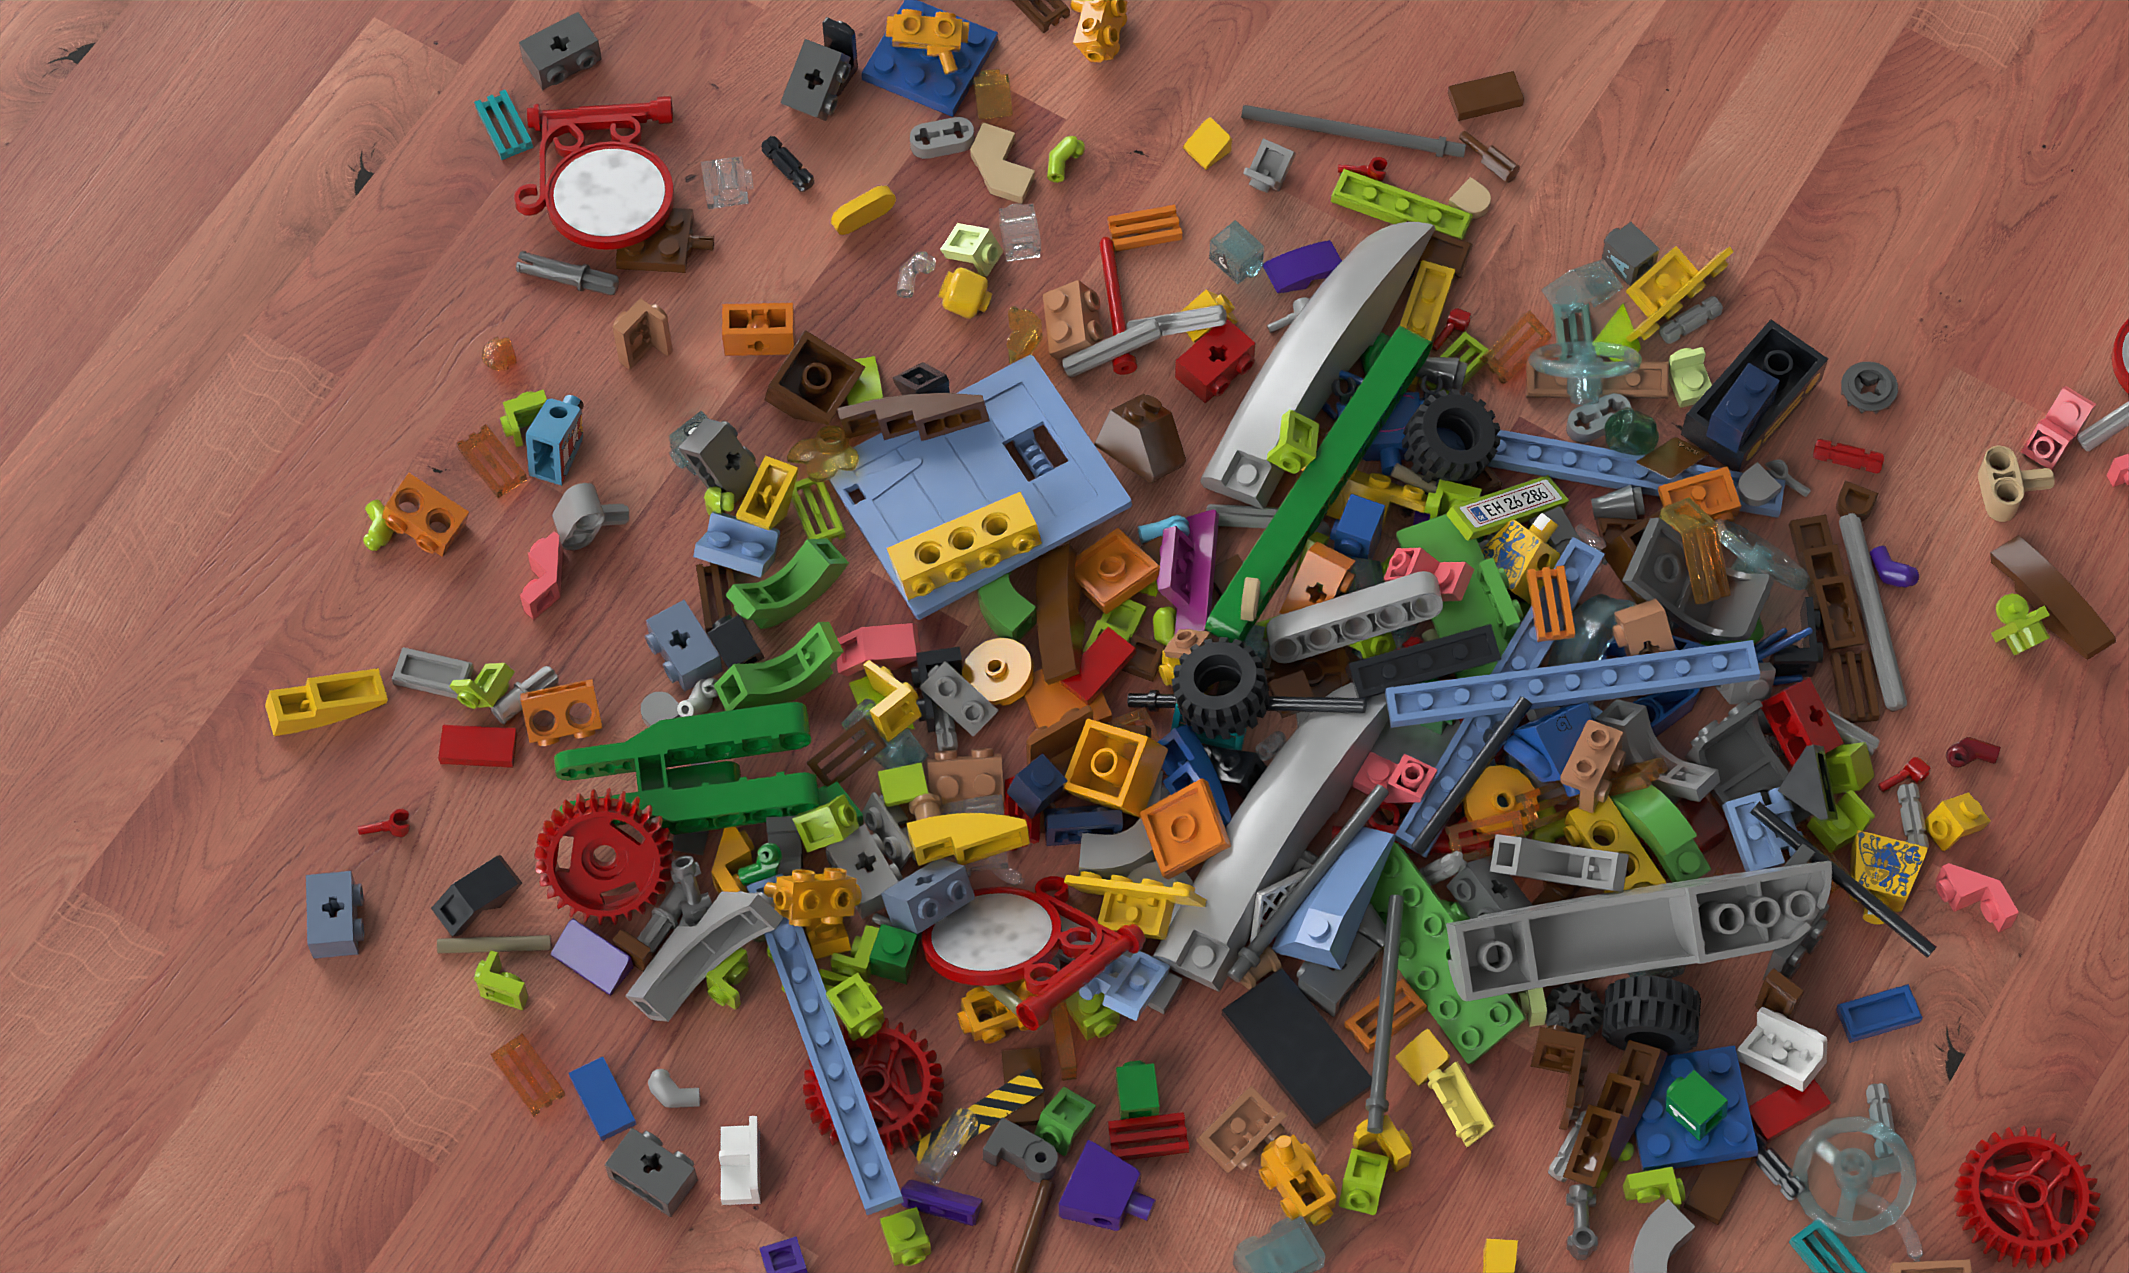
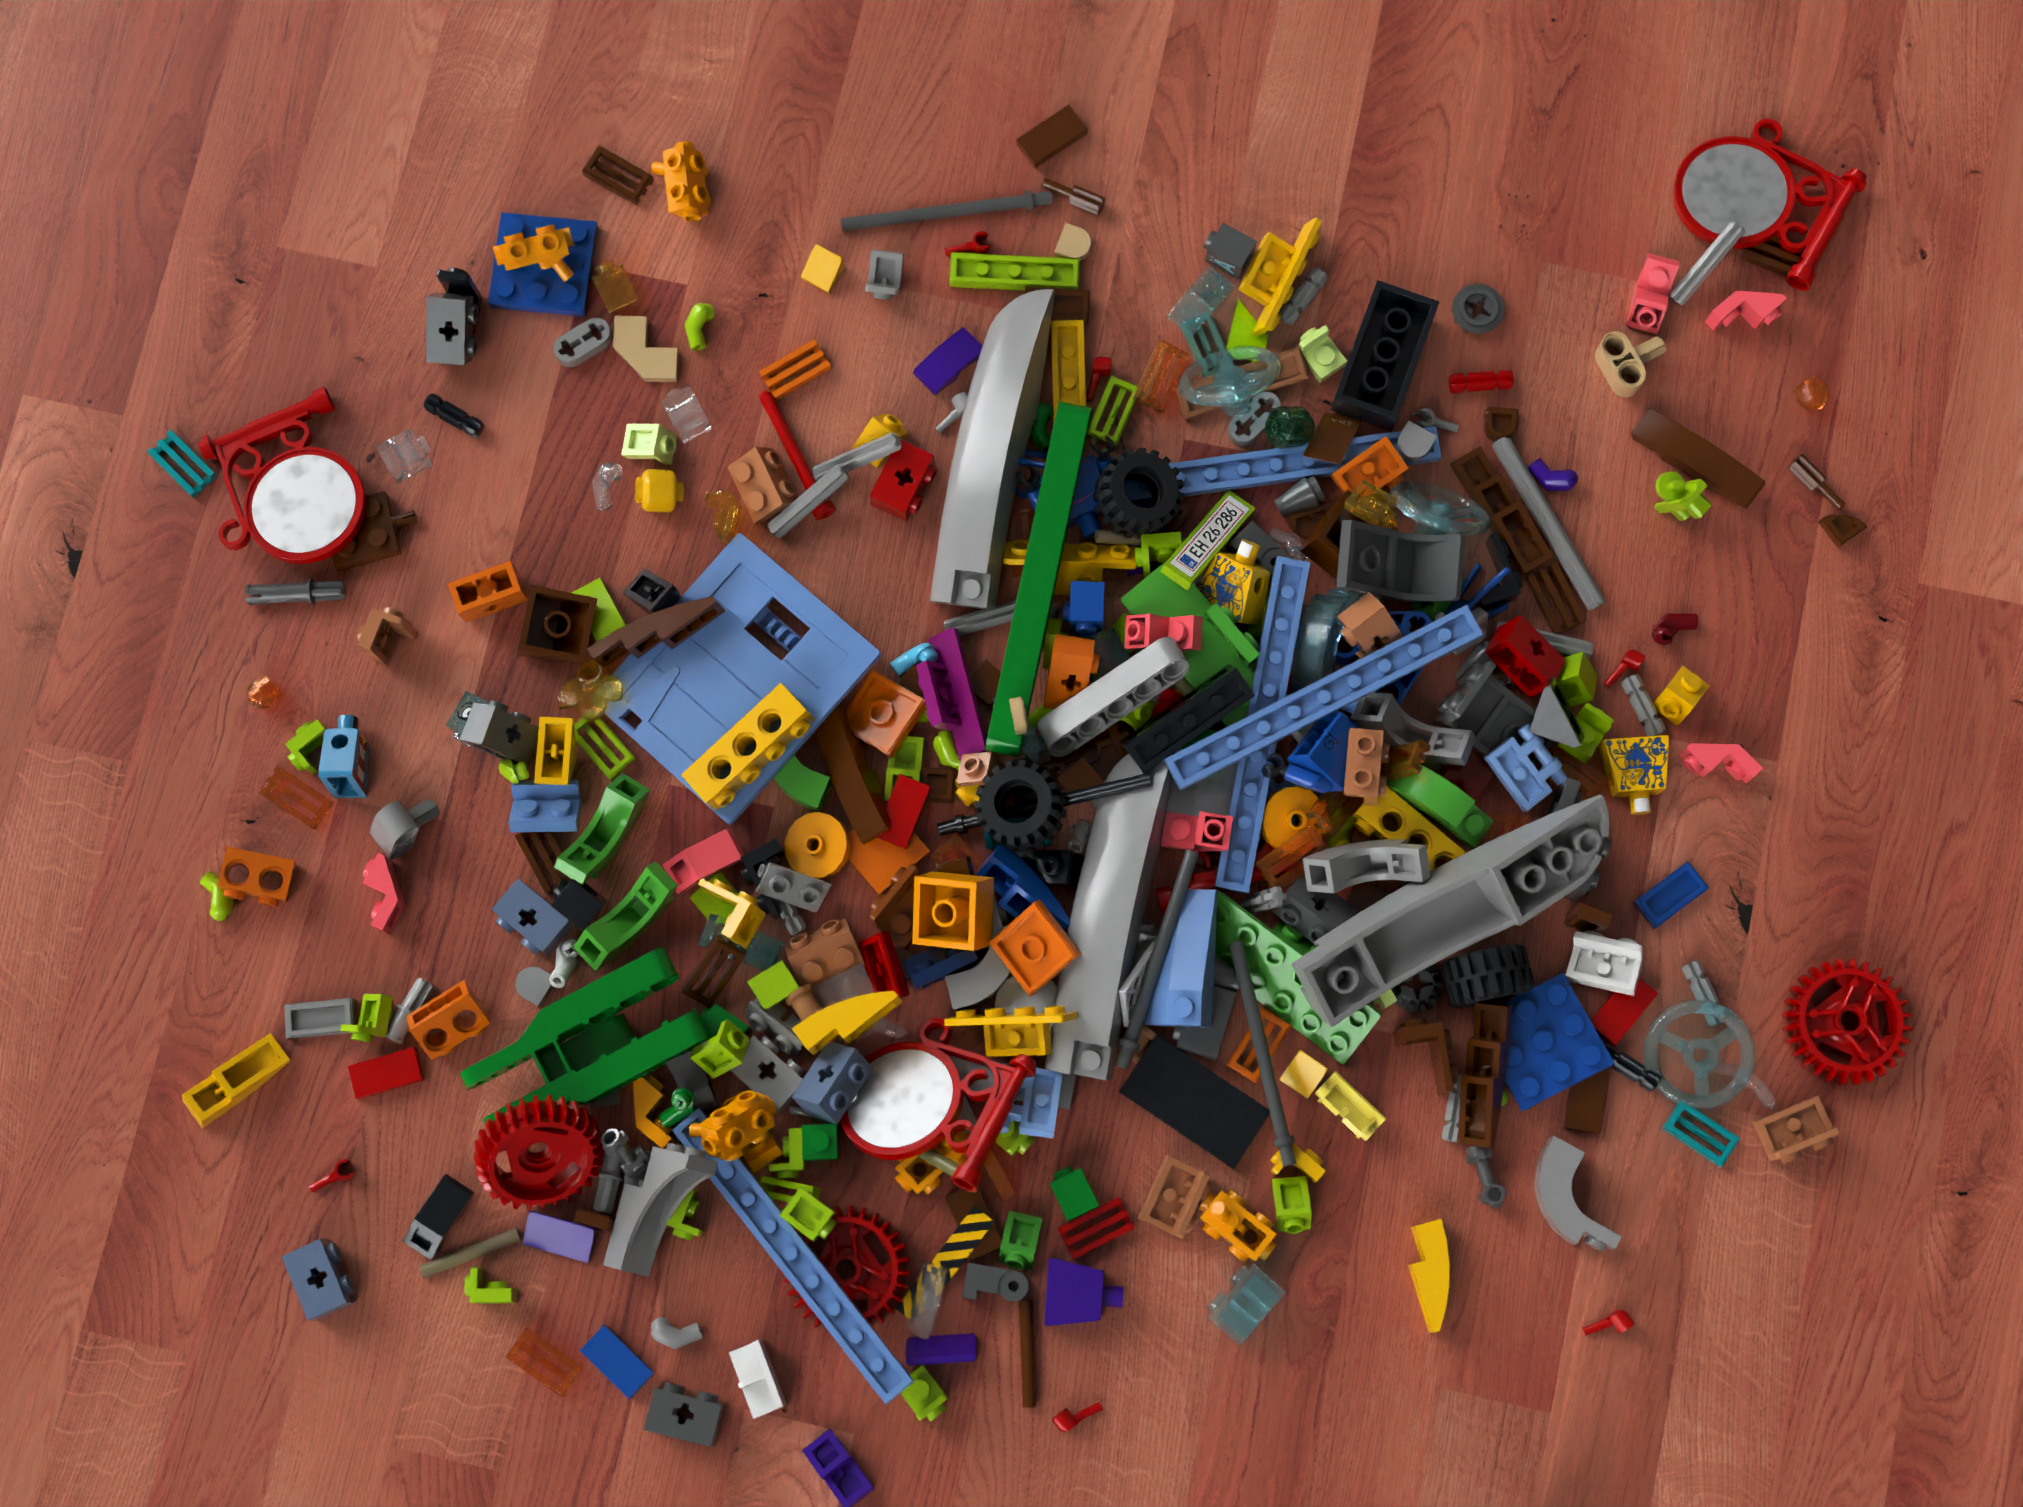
camera: 15 degrees left, 15 degrees up
(560, 51) = (207, 358): dark grey brick -> none
(863, 209) = (538, 439): yellow tile -> none
(1036, 786) = (892, 952): dark blue brick -> none
(1142, 438) = (867, 583): reddish brown slope -> none
(1237, 252) = (886, 368): clear light blue brick -> none
(1296, 442) = (1007, 549): lime bracket -> none
(1448, 368) = (1110, 423): dark grey cone -> none
(1471, 775) = (1265, 814): black piece -> none
(1547, 575) = (1292, 622): orange tile -> none
(1651, 1184) = (1532, 1124): lime bracket -> none
(1695, 1104) = (1551, 1045): green brick -> none
(1710, 563) = (1403, 538): clear orange tile -> none
(1742, 408) = (1384, 379): dark blue brick -> none
(1846, 882) = (1608, 791): black piece -> none

